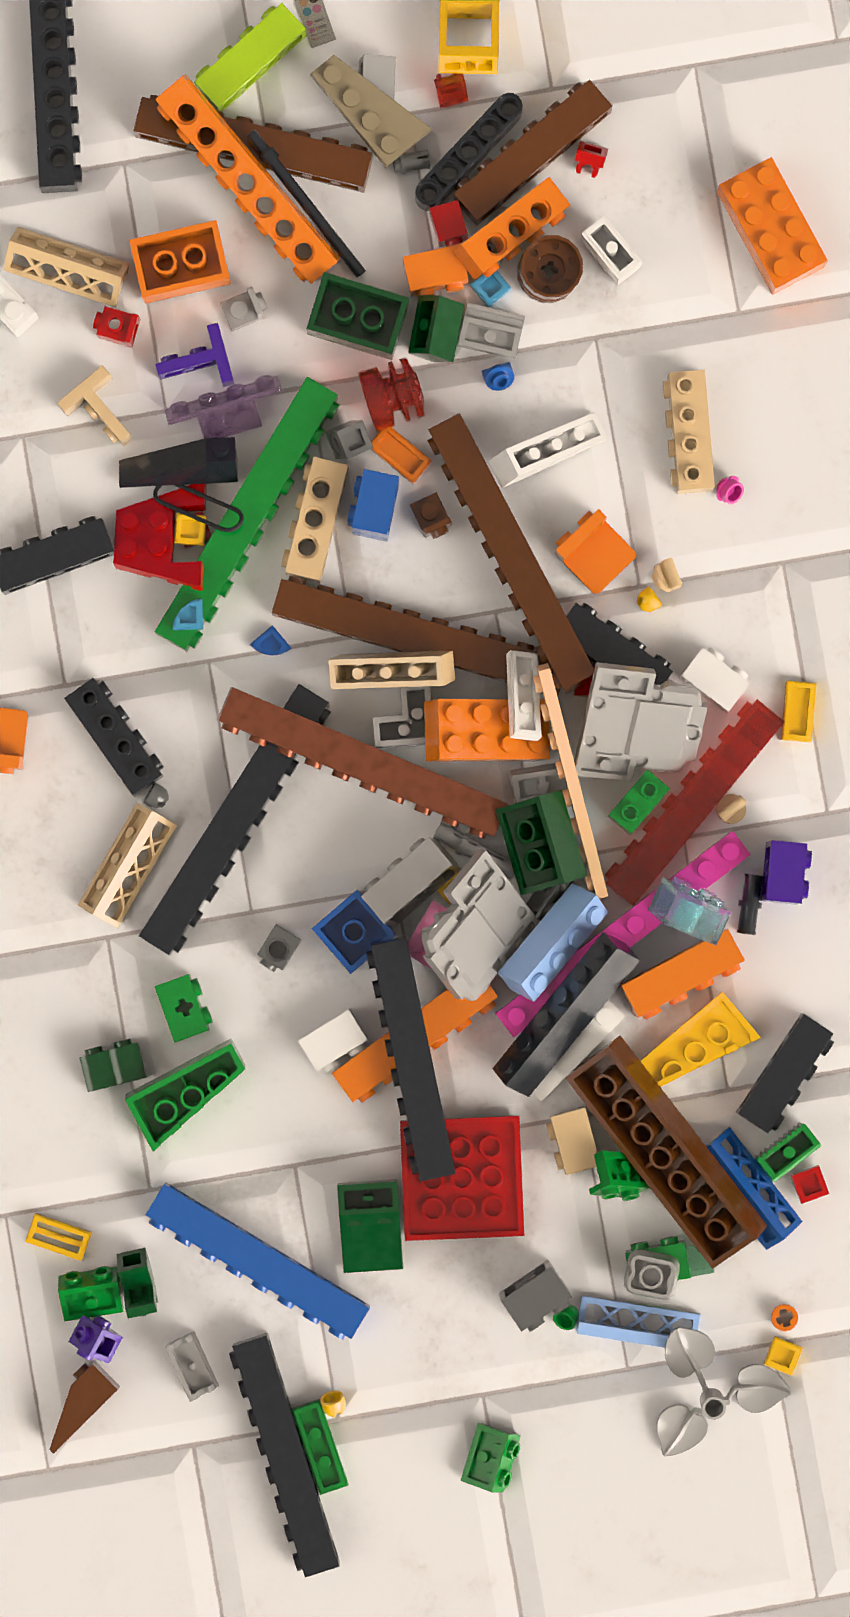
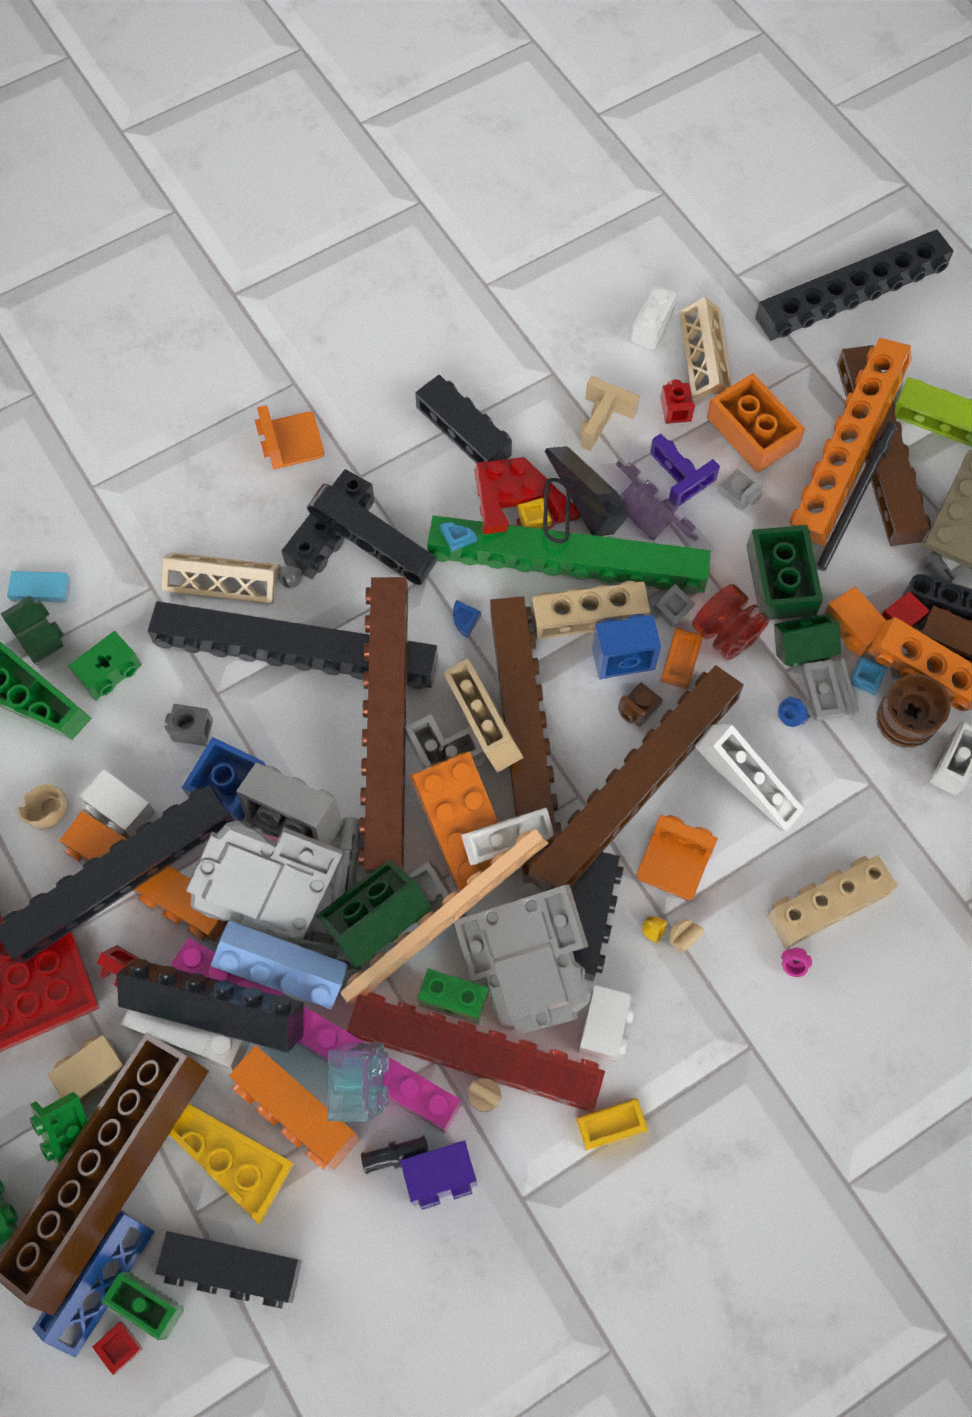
camera: 70 degrees right, 20 degrees down
(62, 1048) = (38, 585): none -> medium azure tile
(153, 700) = (371, 534): none -> black beam
(308, 1109) = (43, 806): none -> tan hair
(486, 1085) = (114, 960): none -> red tile

